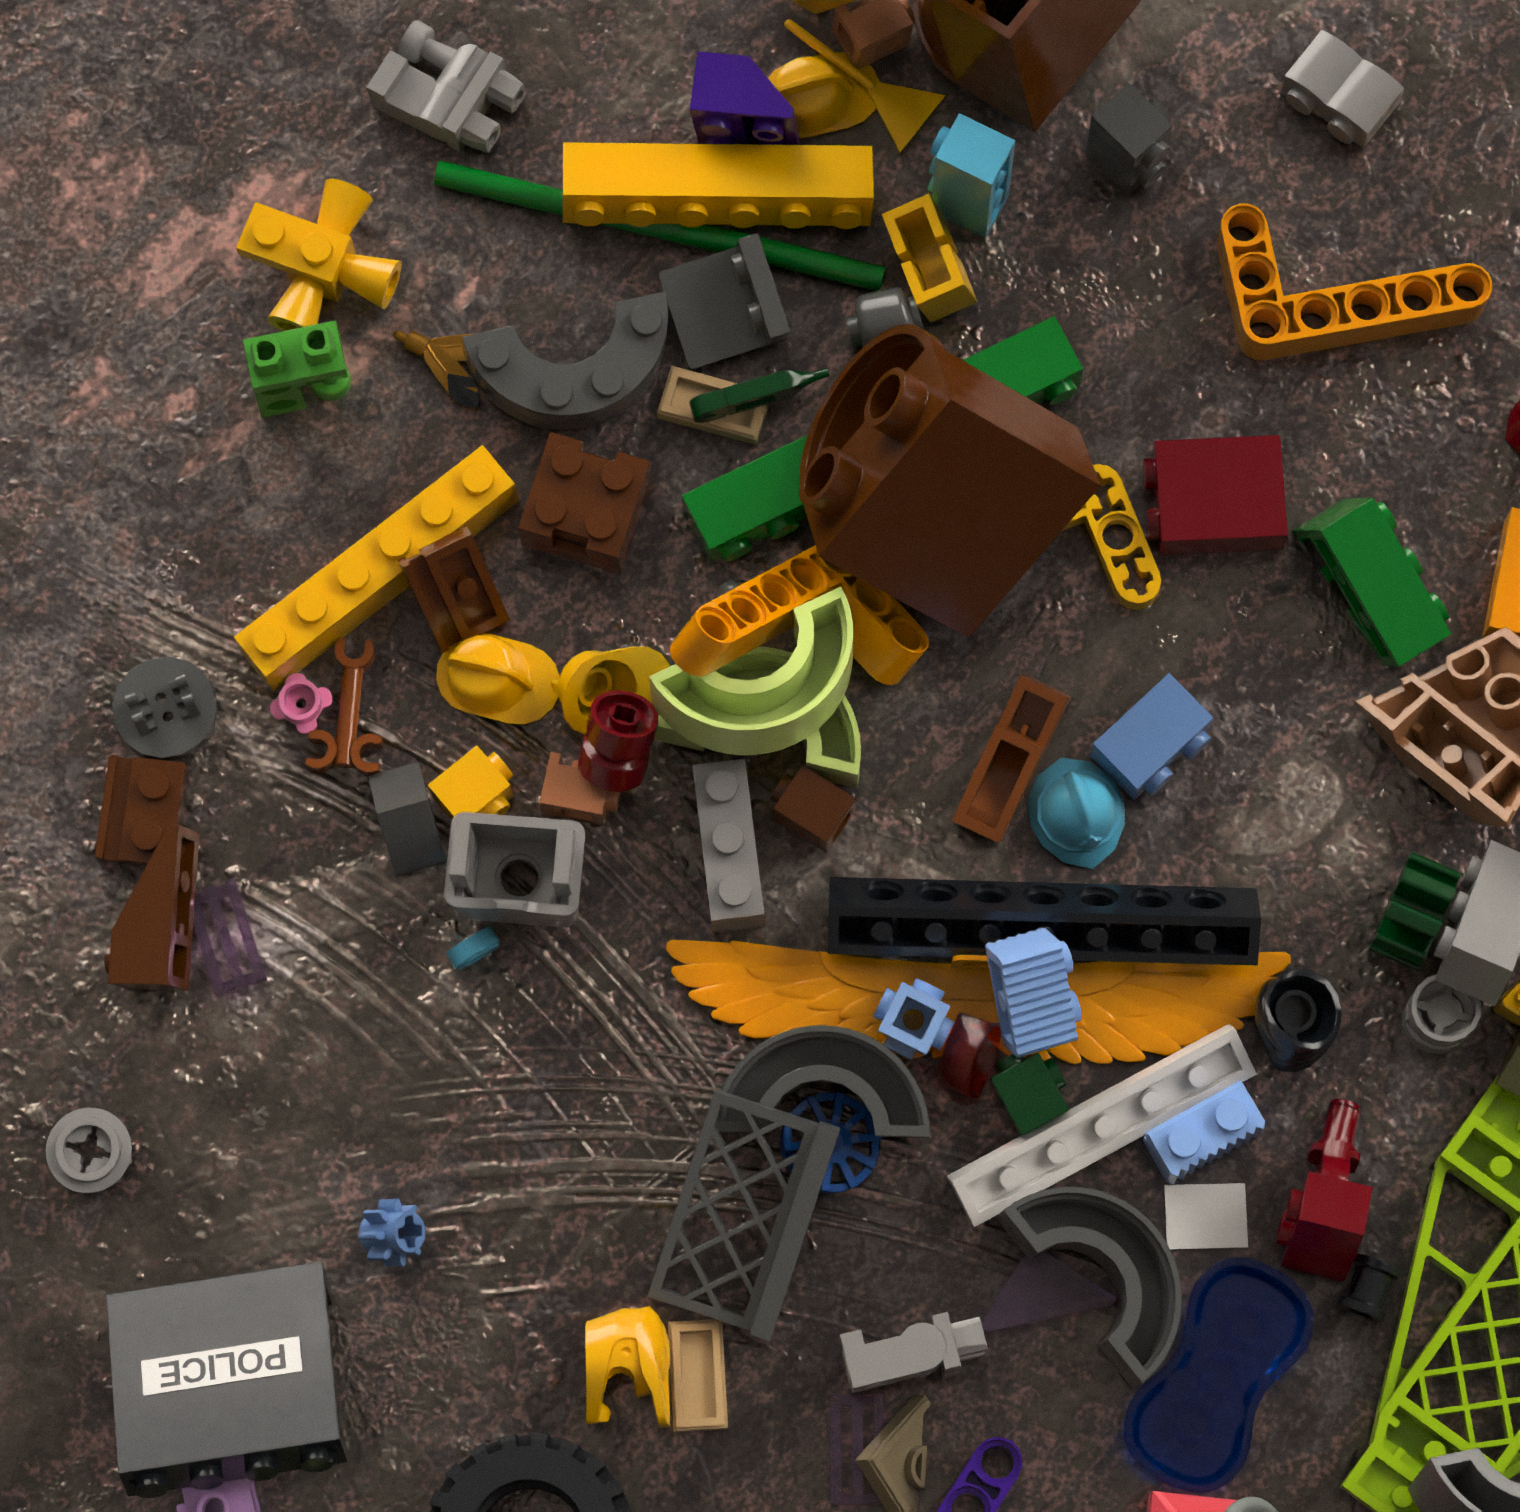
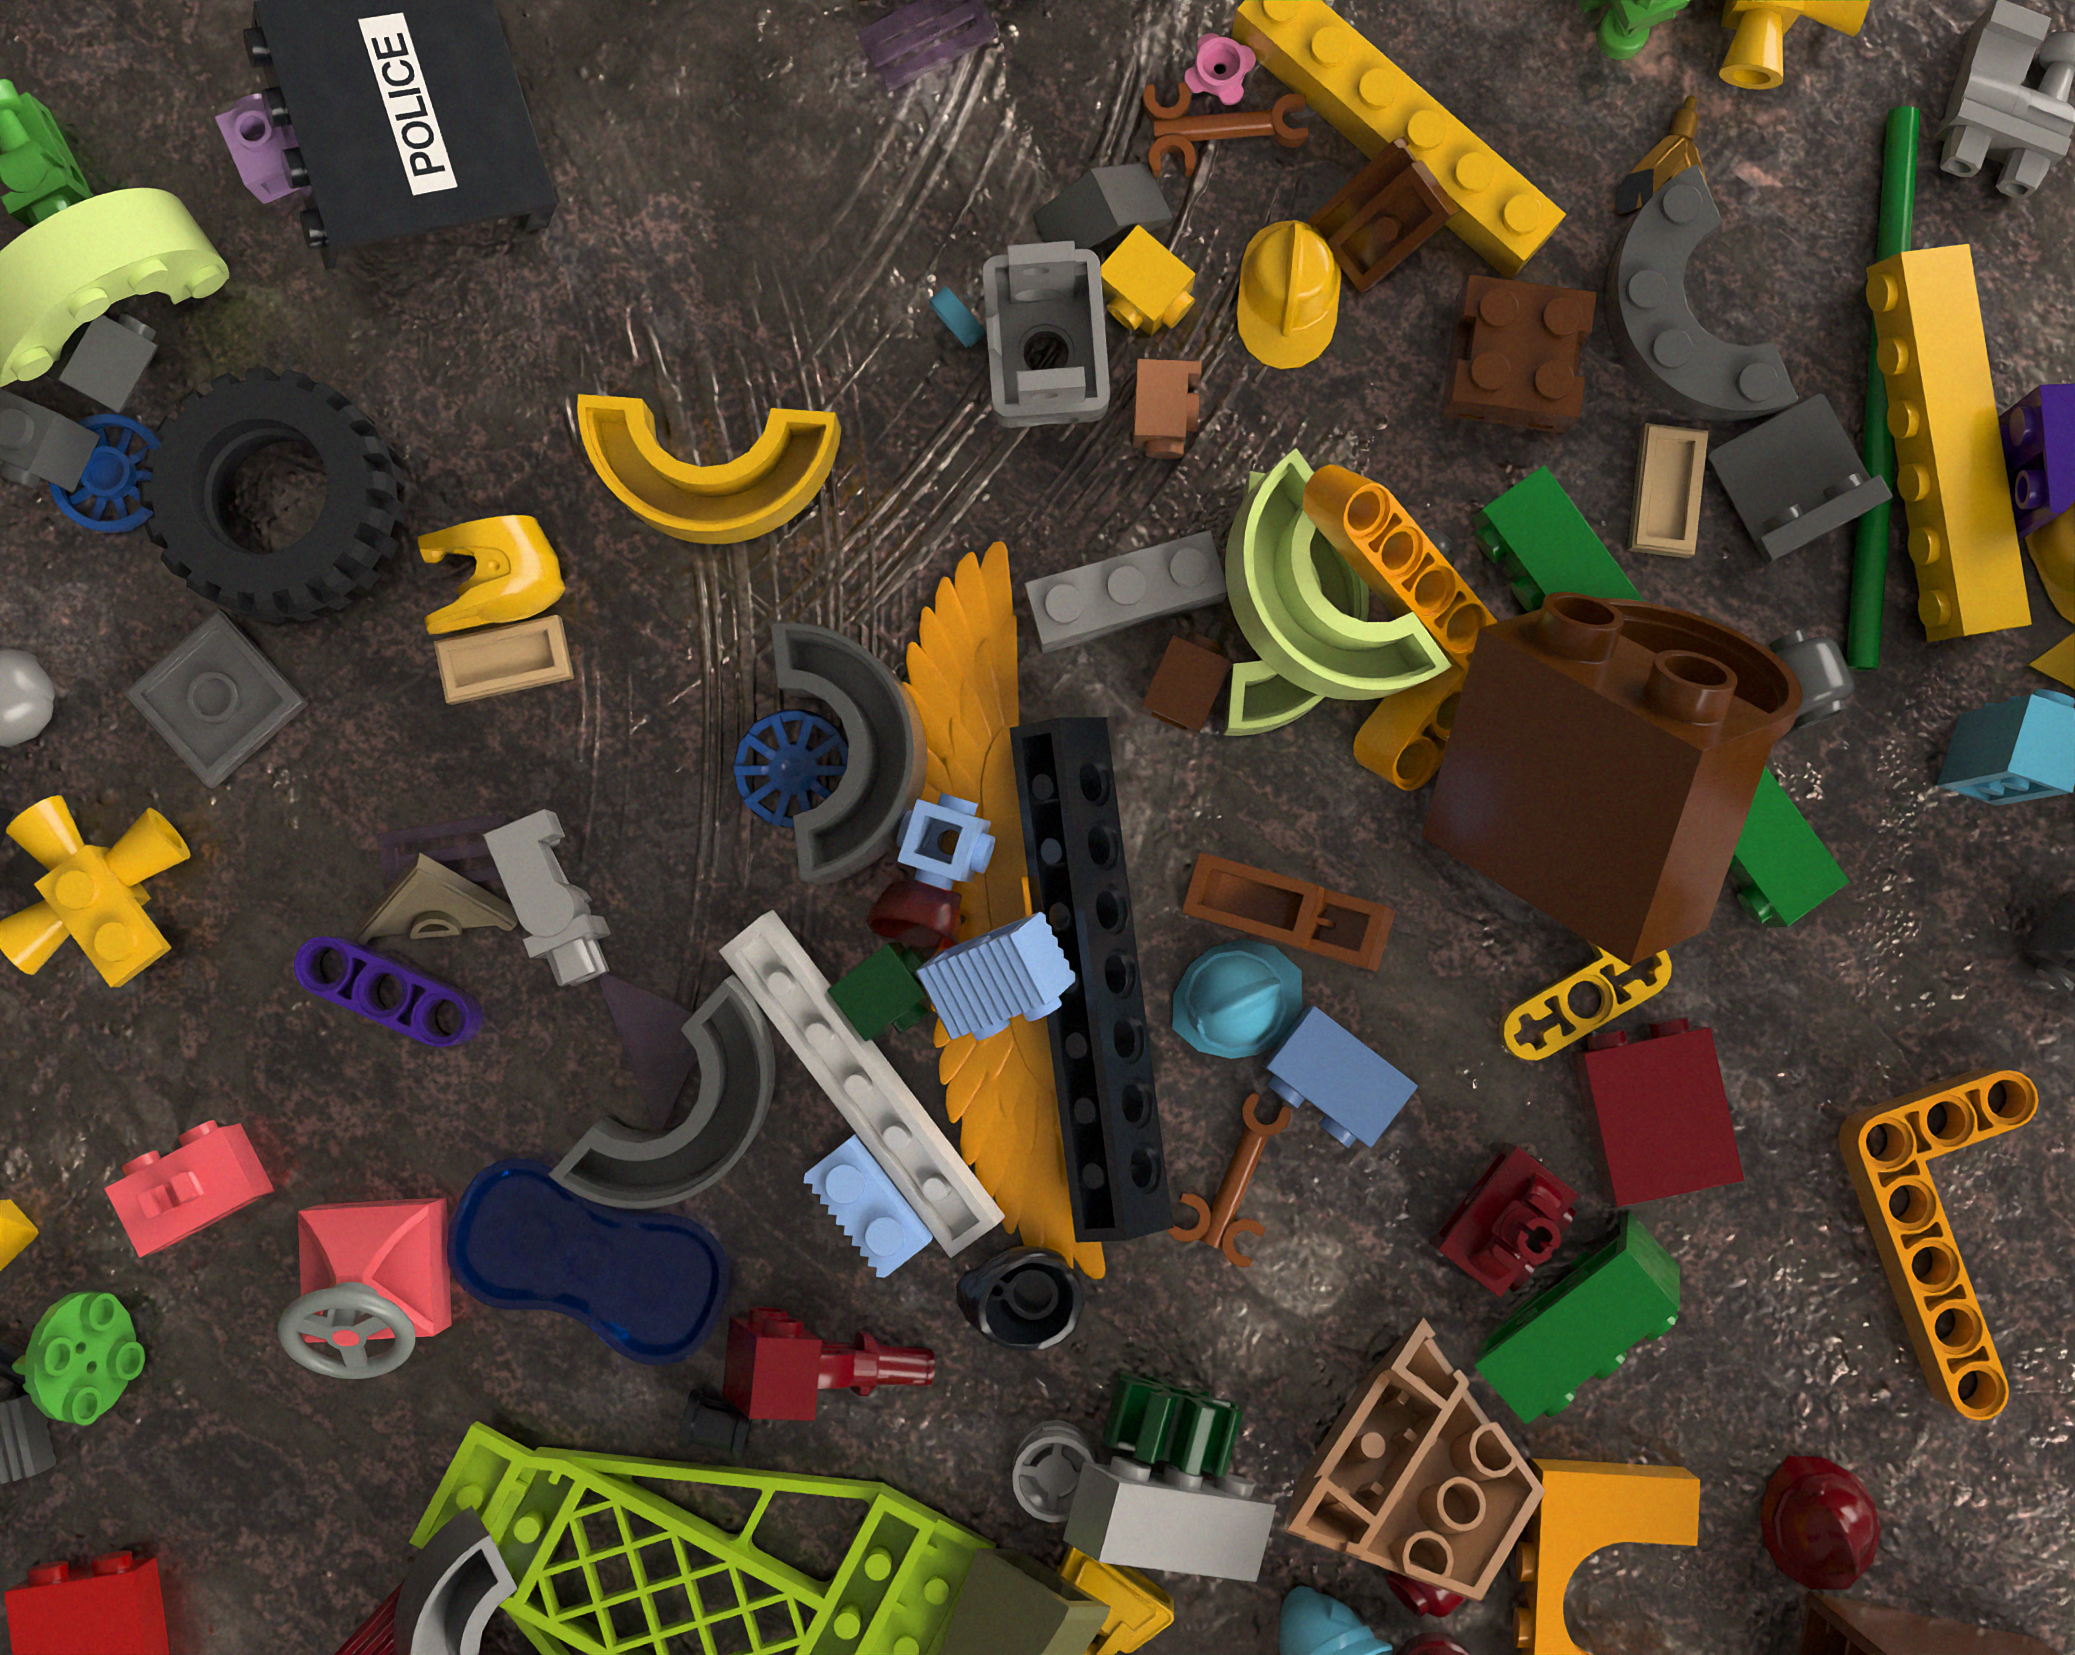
camera: 80 degrees right, 10 degrees up
(392, 1232) = (608, 280): medium blue gear -> none
(595, 1186) = (715, 501): none -> yellow brick
(599, 672) = (1290, 407): yellow piece -> none
(618, 741) = (1223, 434): dark red wheel -> none
(752, 394) = (1687, 530): dark green piece -> none
(790, 1224) = (677, 734): dark grey fence -> none
(927, 245) = (1915, 712): yellow piece -> none
(1206, 1216) = (778, 1220): white sticker -> none
(1258, 856) = (1218, 1224): none -> dark orange bar
(1285, 625) = (1507, 1221): none -> dark red brick

